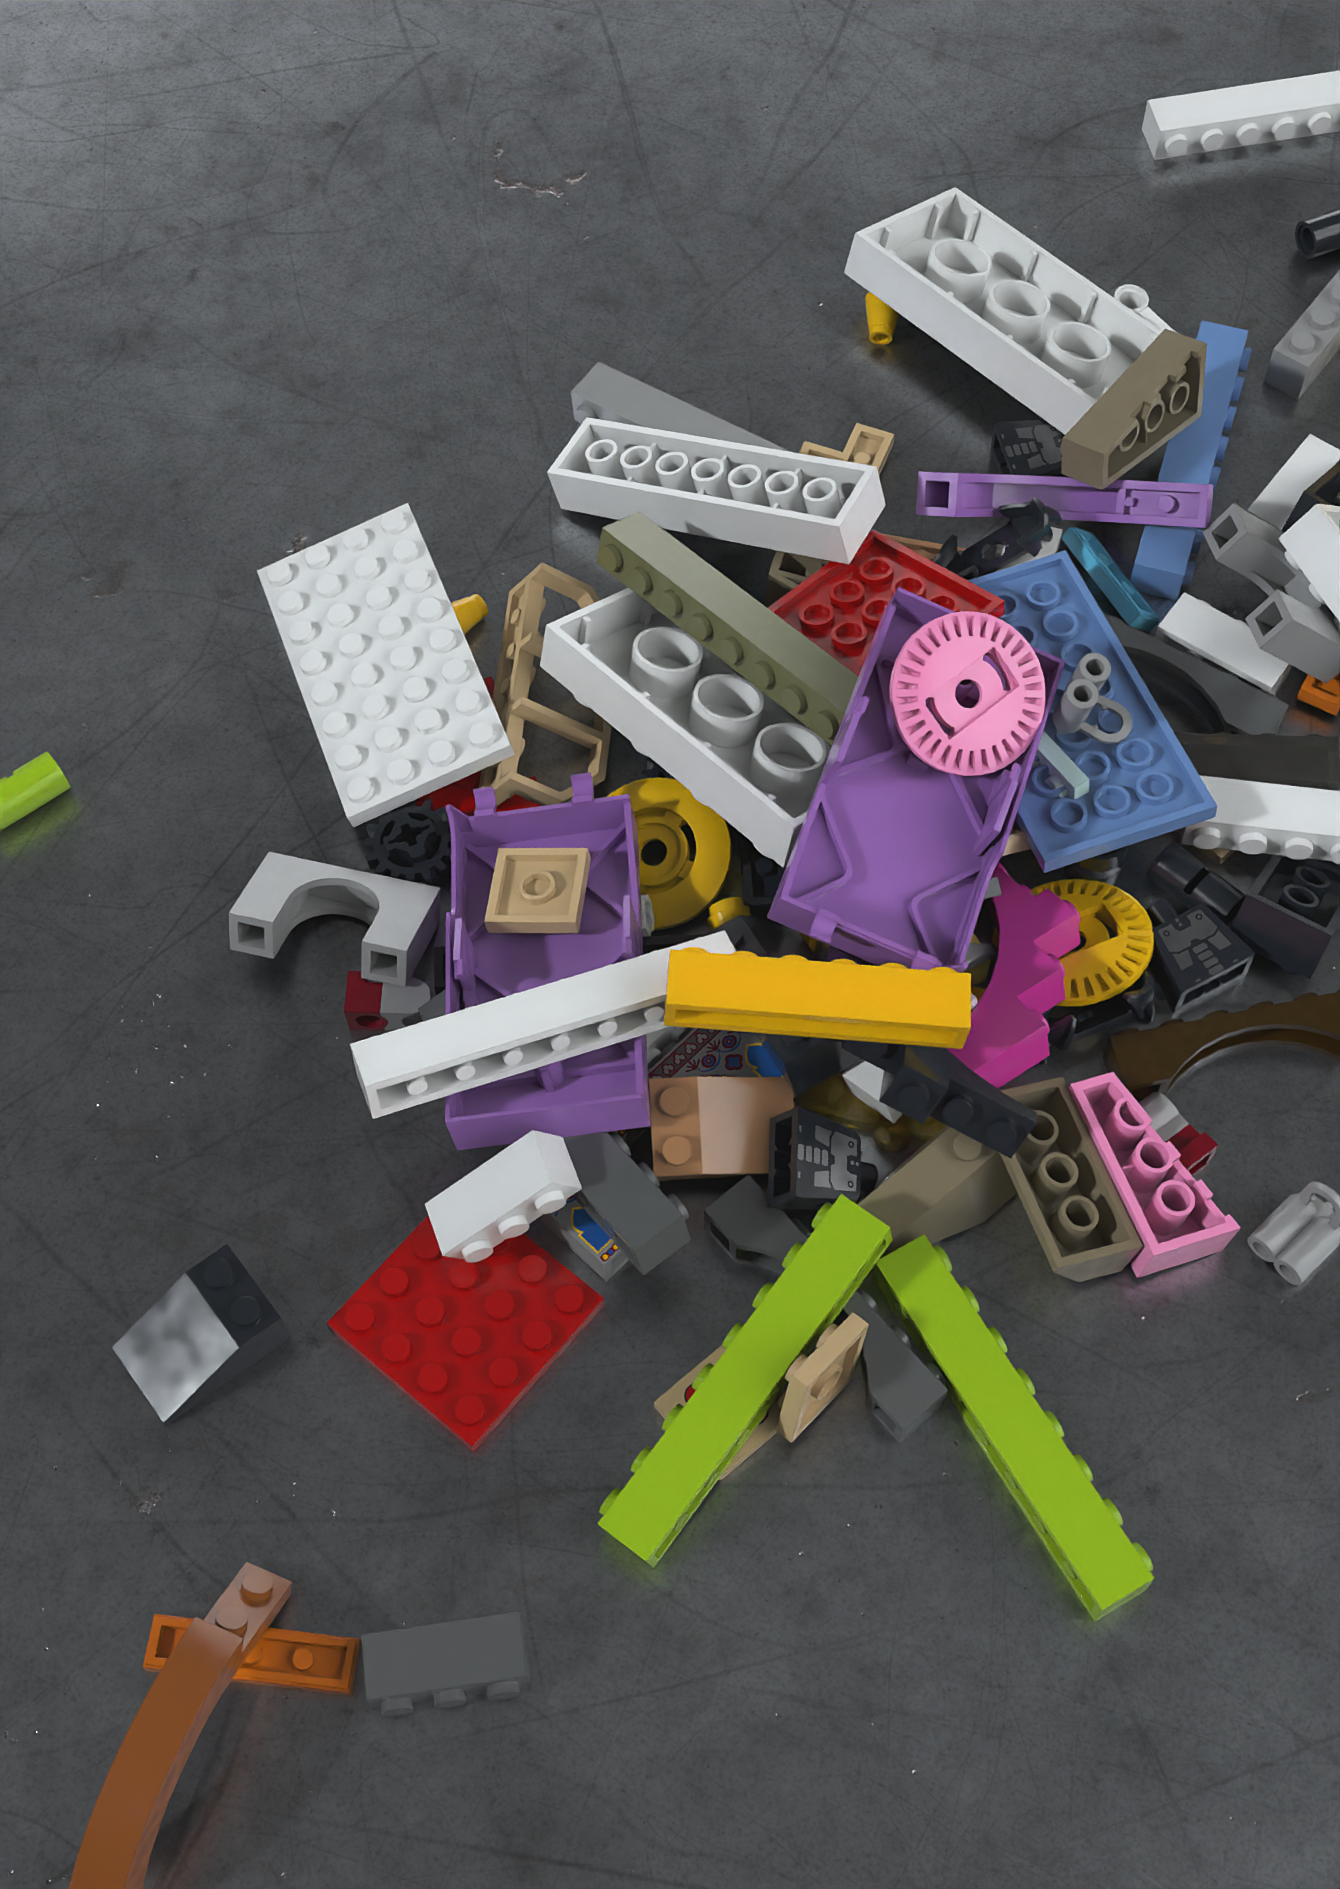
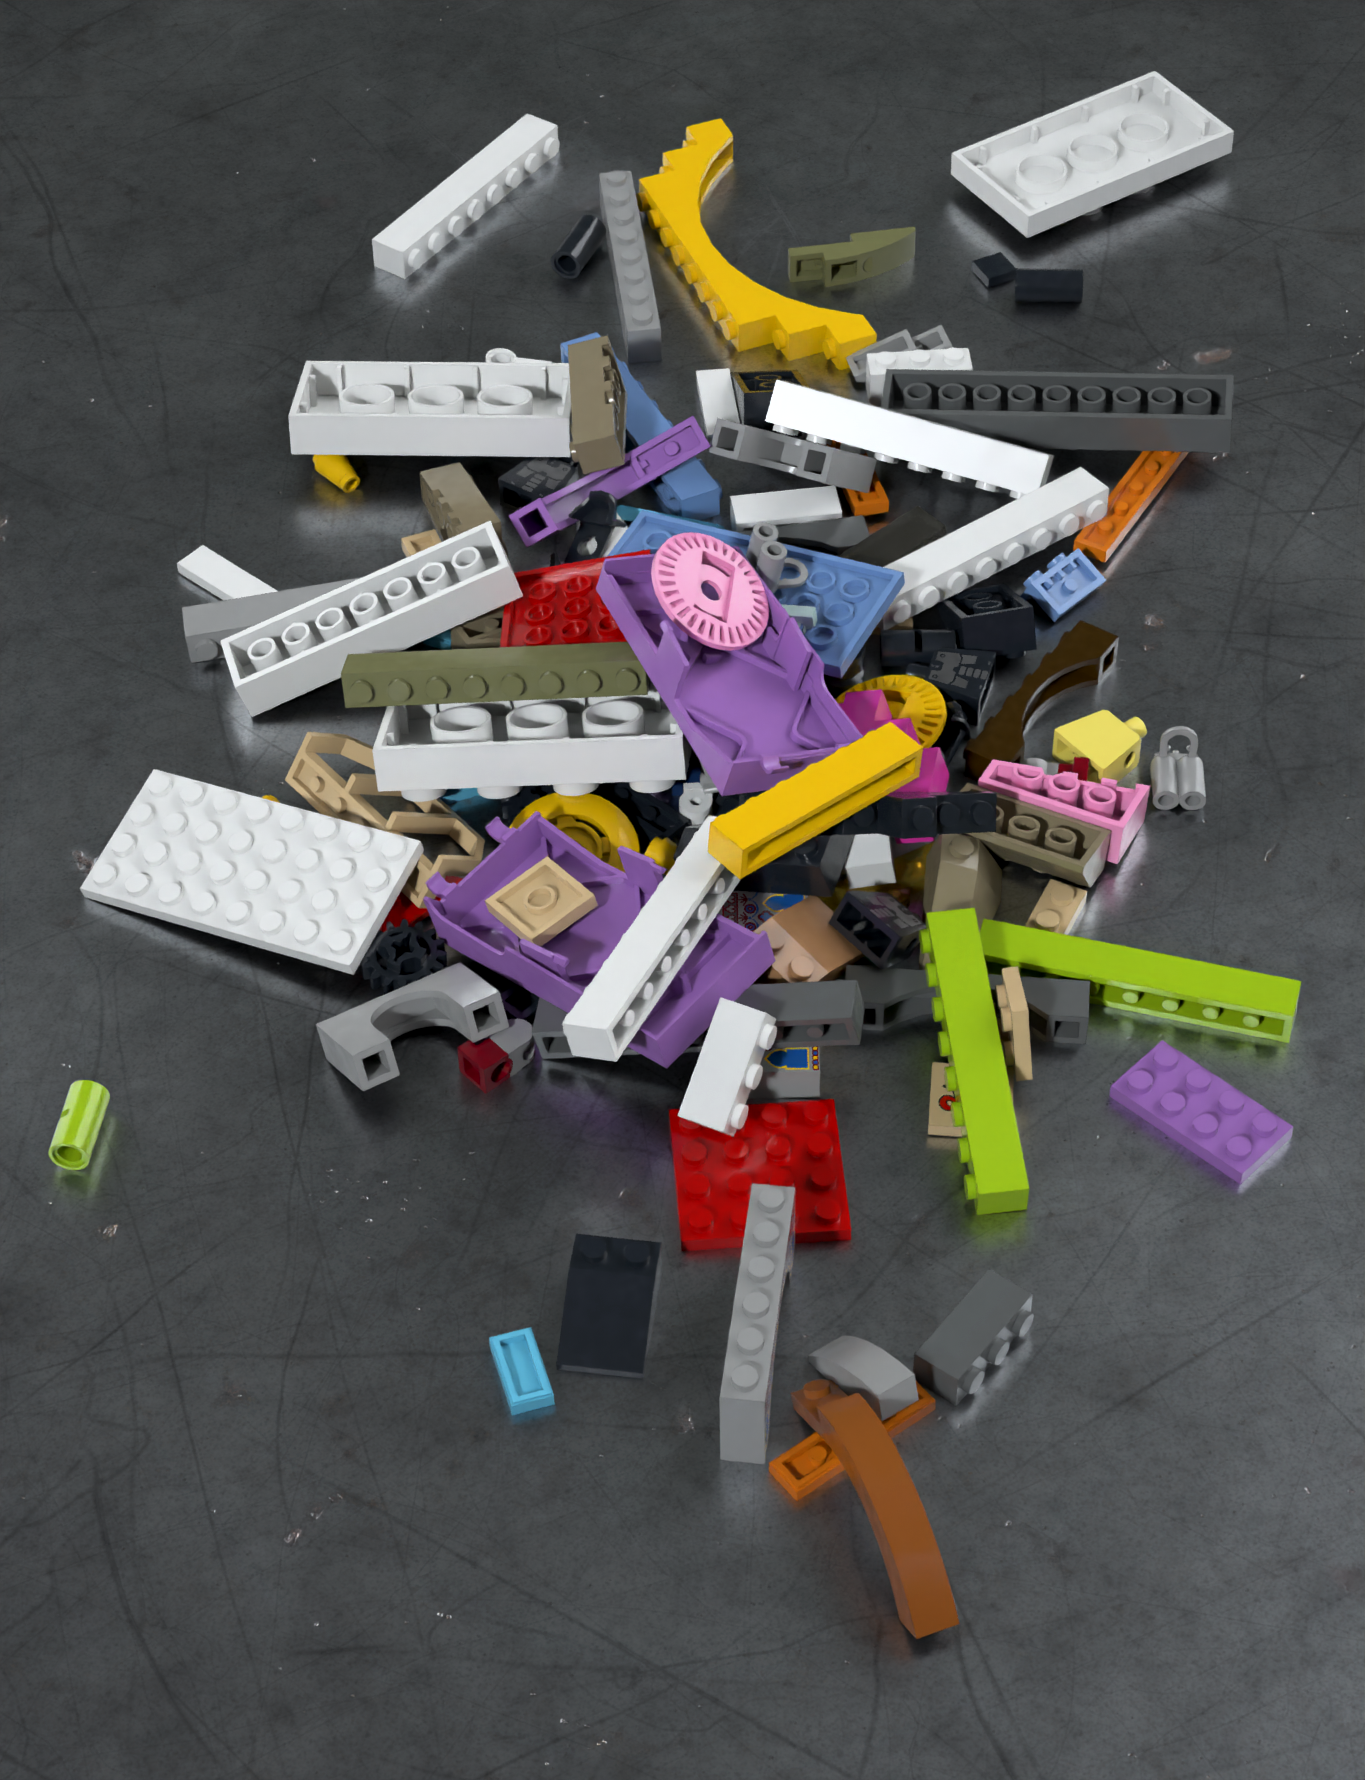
camera: 45 degrees left, 15 degrees down
(81, 1327) = (521, 1371): none -> medium azure tile
(176, 1533) = (752, 1338): none -> light grey arch
(304, 1611) = (867, 1370): none -> light grey slope
(680, 357) = (220, 575): none -> white tile
(920, 1621) = (1201, 1112): none -> medium lavender plate
(926, 439) = (456, 502): none -> dark tan wedge
(1013, 1282) = (1057, 908): none -> tan plate
(1257, 1139) = (1105, 740): none -> light yellow torso

